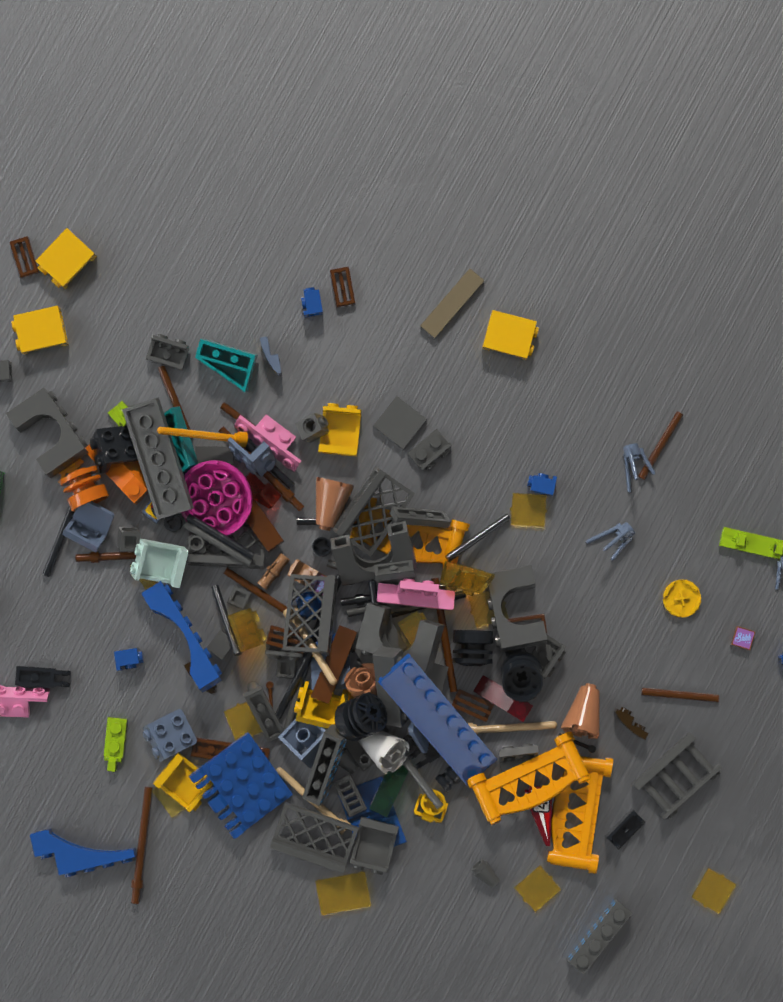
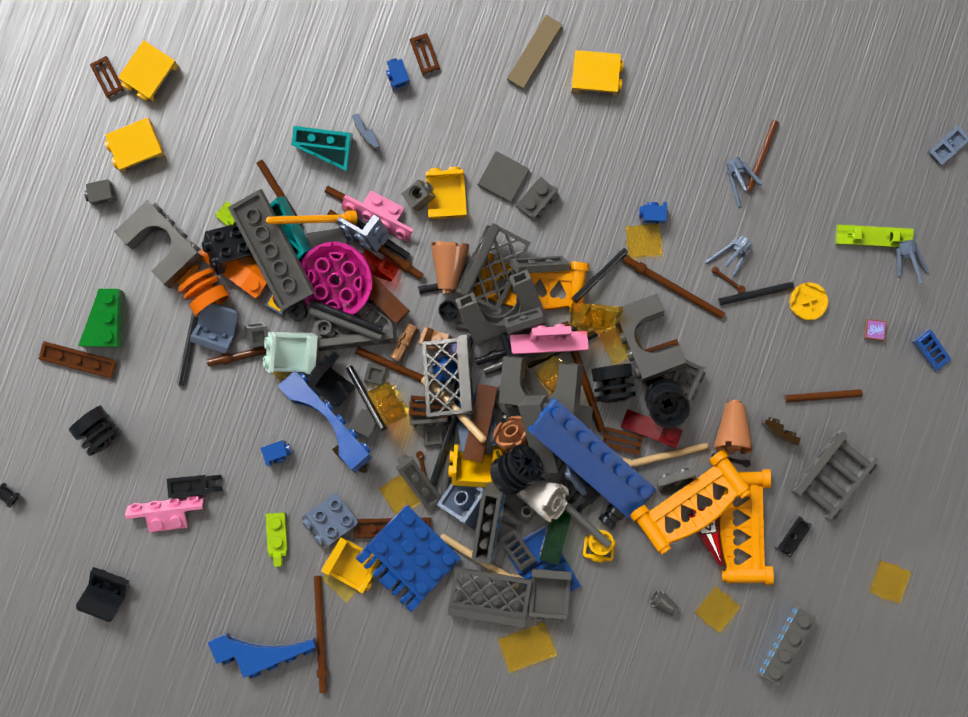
camera: 15 degrees left, 0 degrees up
(167, 351) = (263, 145): dark grey bracket -> none
(192, 598) = (329, 382): none -> black bracket
(521, 537) = (641, 268): none -> reddish brown bar
(616, 574) = (740, 289): none -> reddish brown hinge
(630, 581) = (756, 293): none -> black bar

